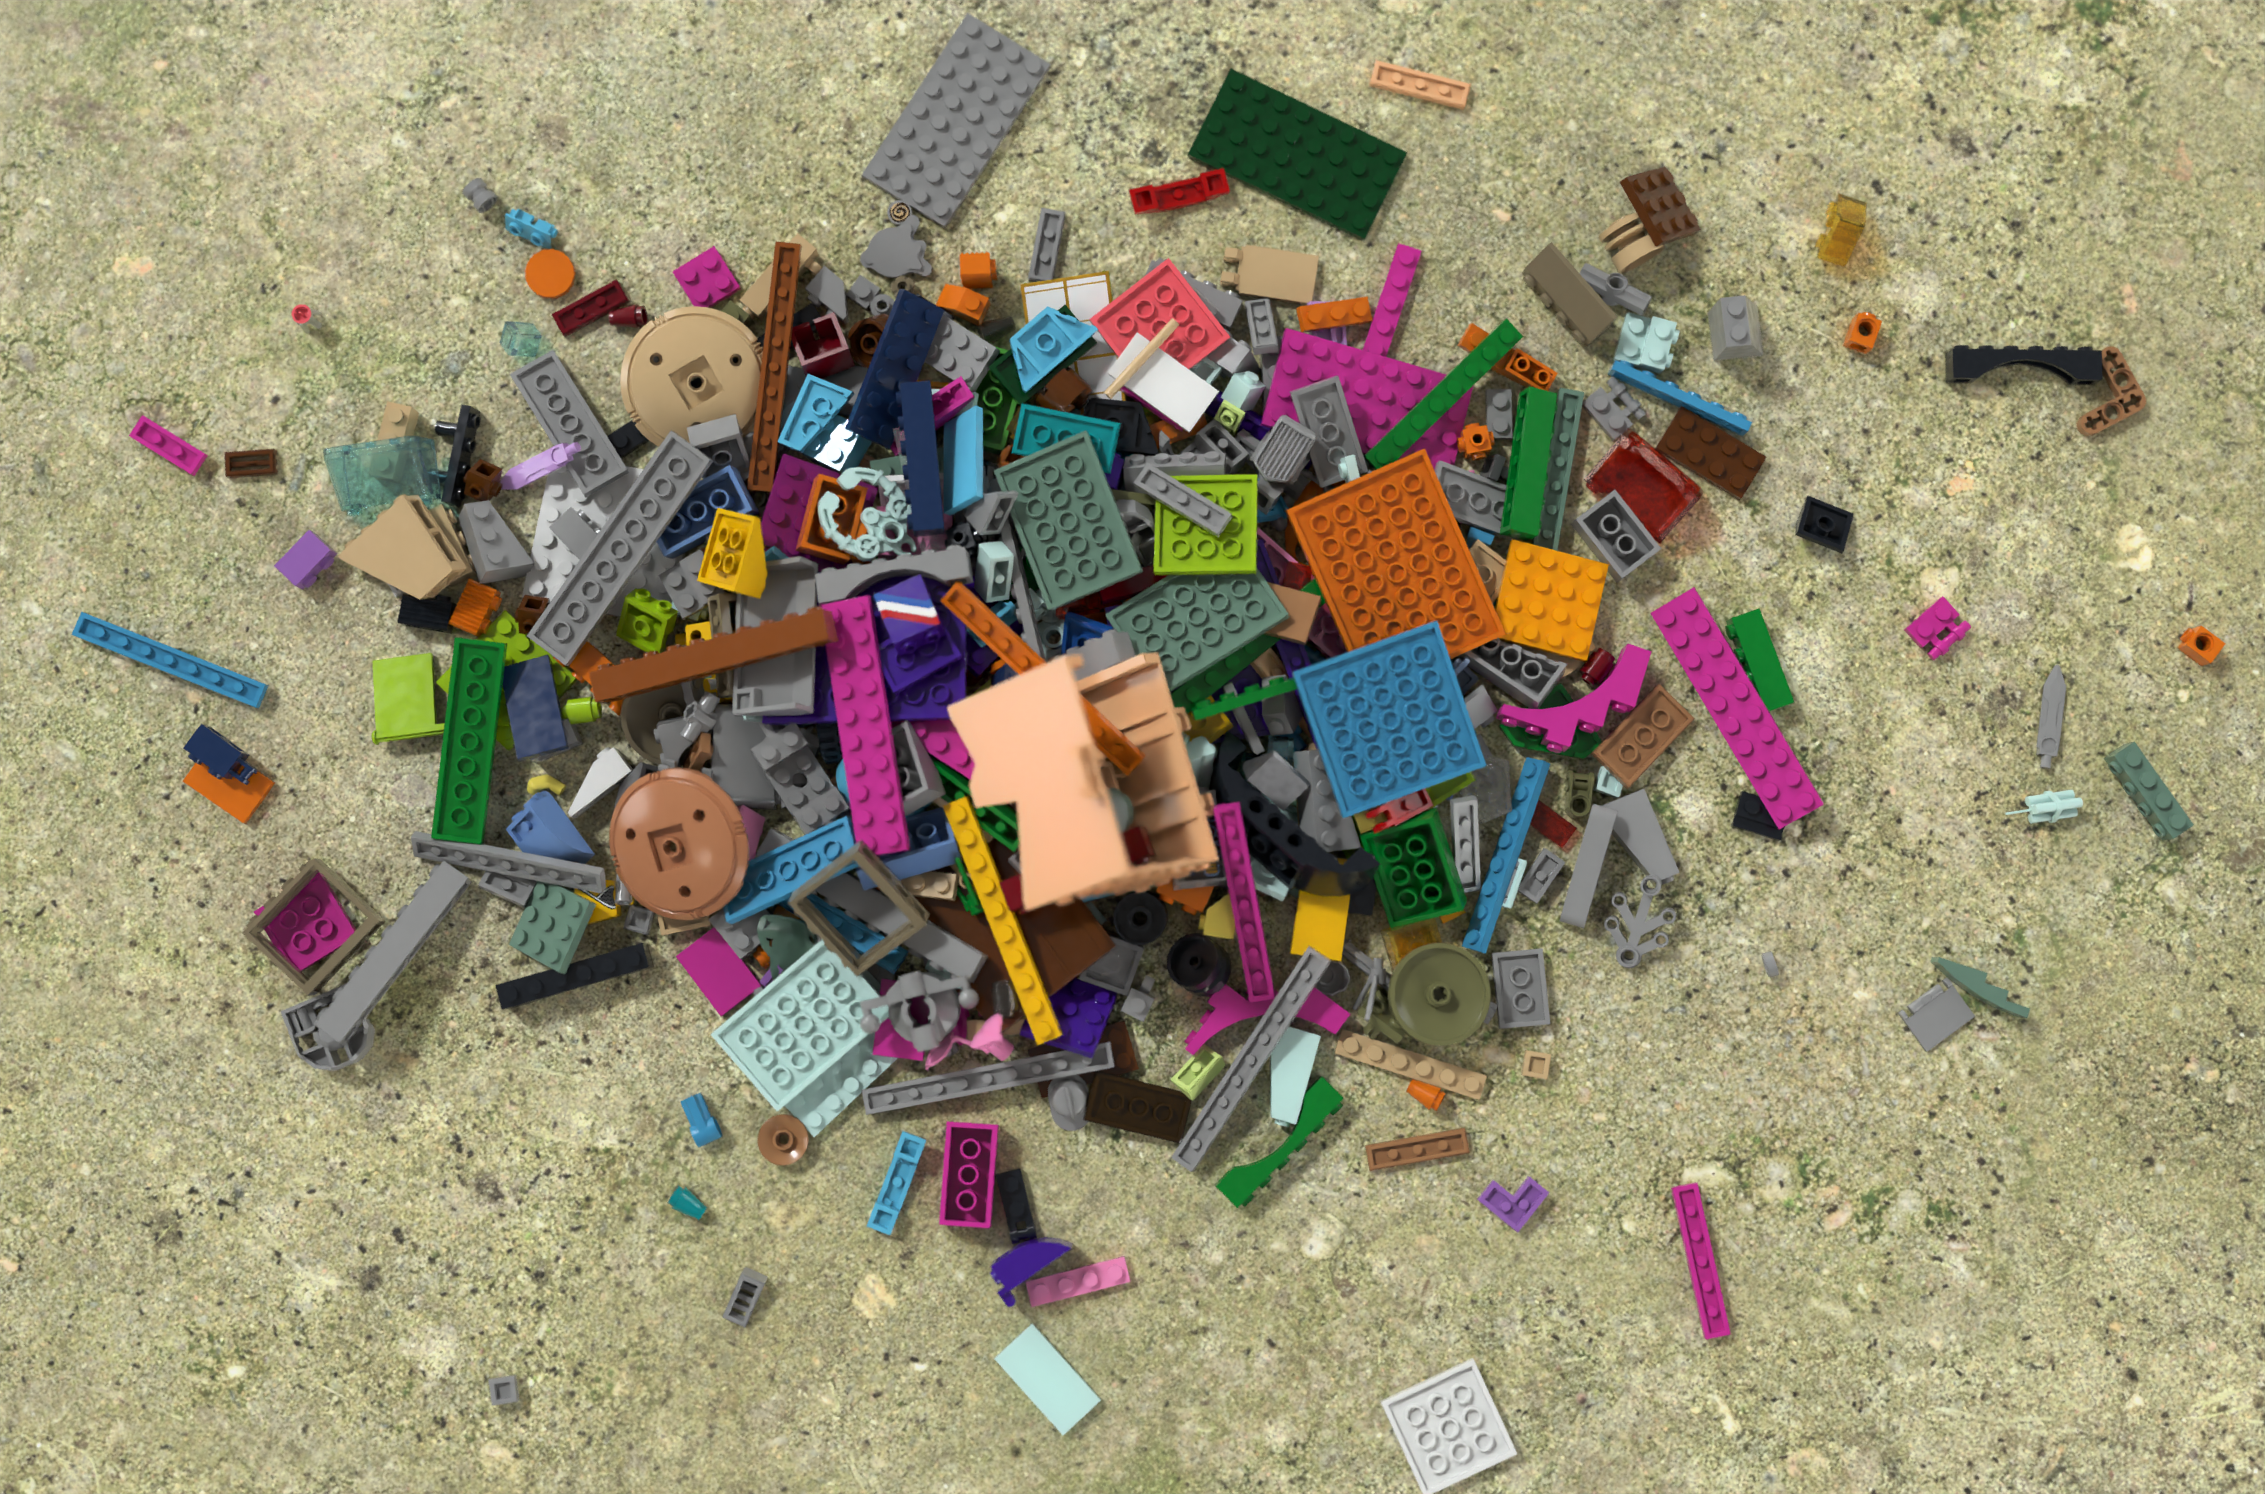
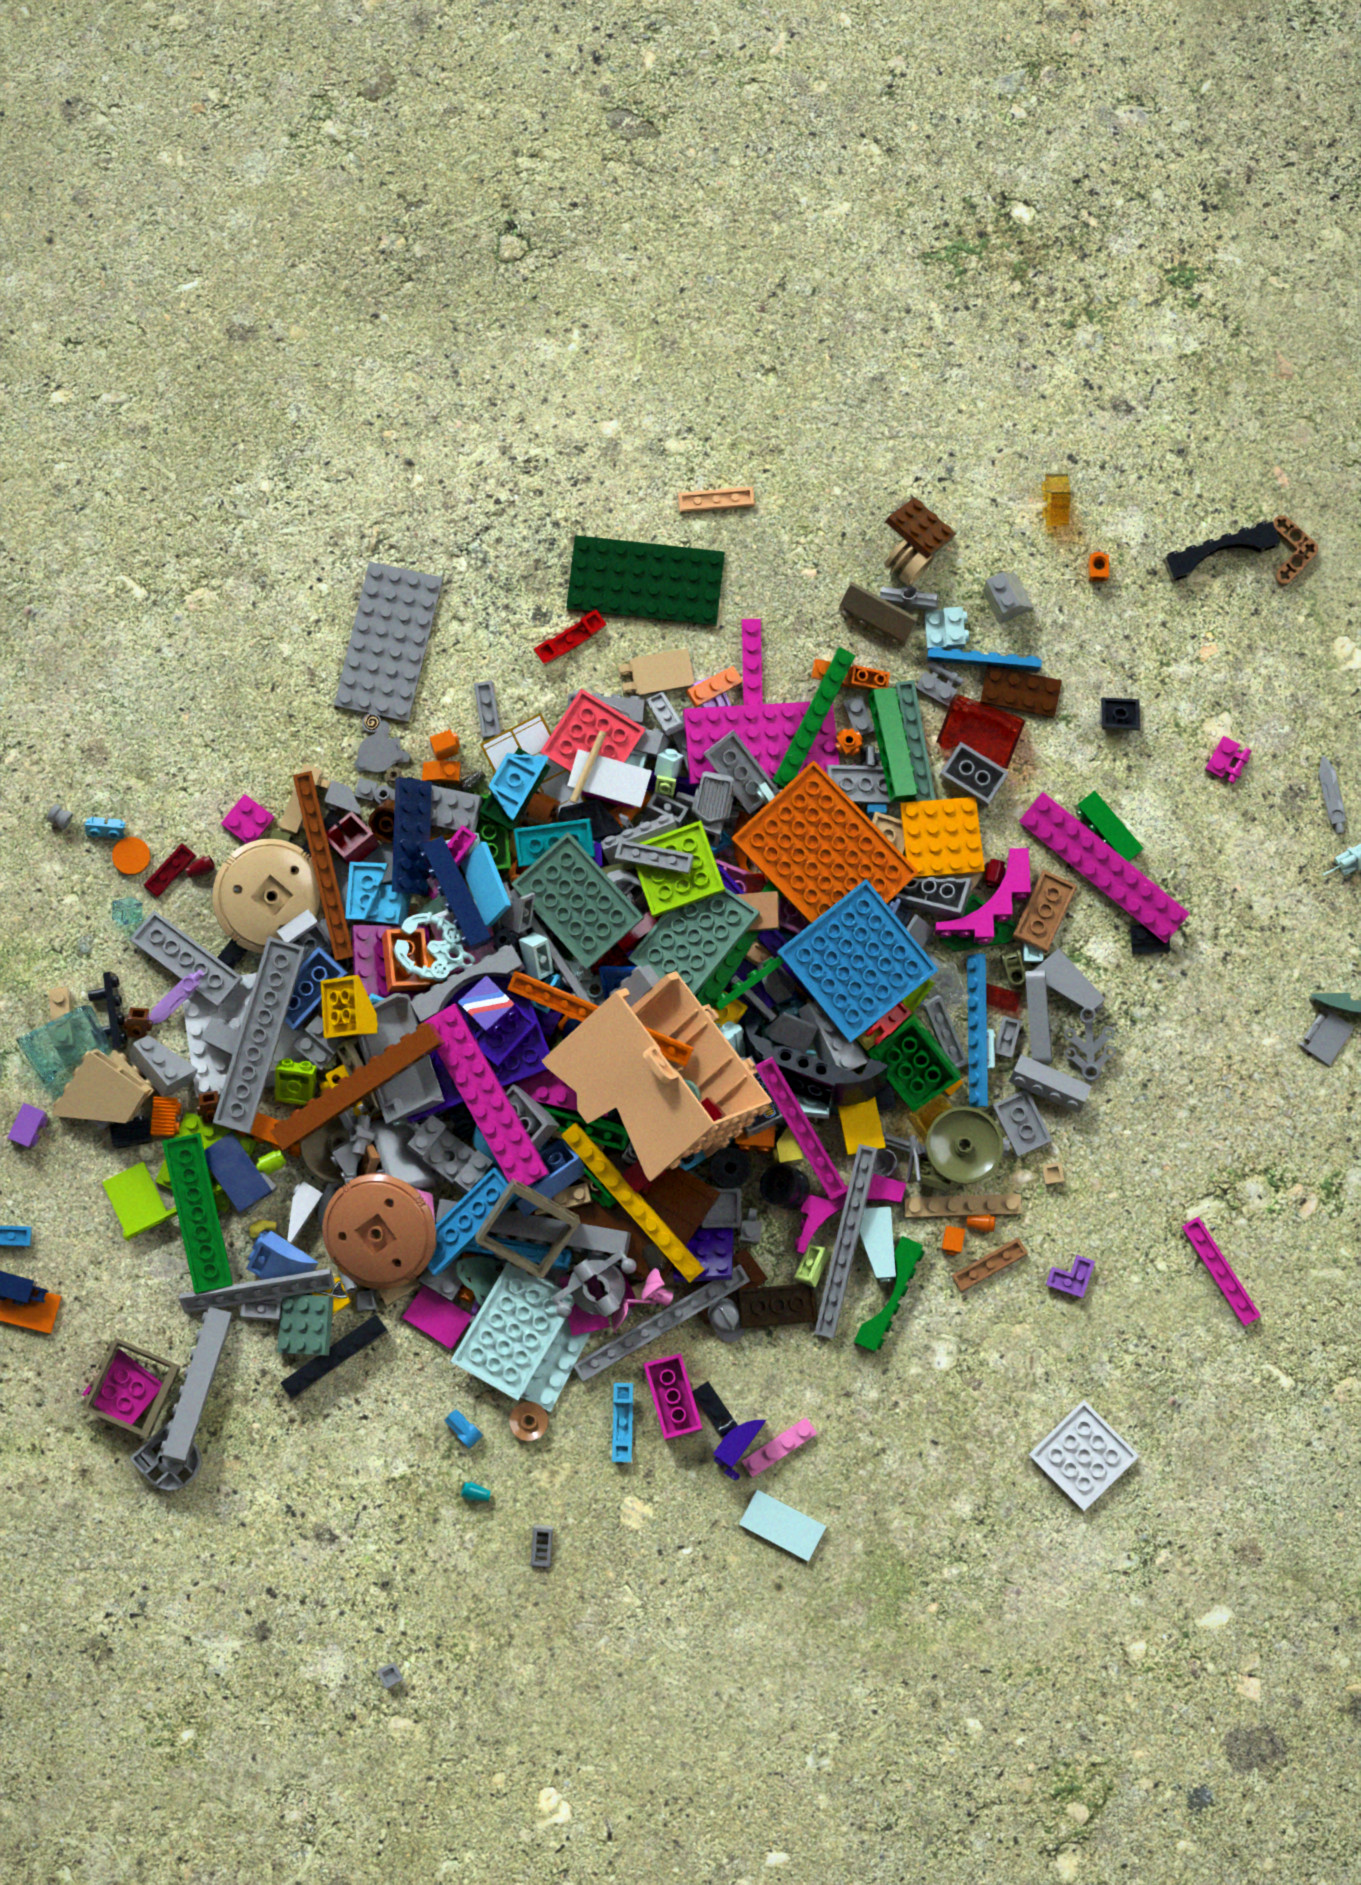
camera: 20 degrees left, 5 degrees down
(1382, 1104) = (953, 1240): none -> orange brick
(1572, 953) = (1050, 1083): none -> light grey brick
(1770, 964) = (1194, 1042): light grey tile -> none

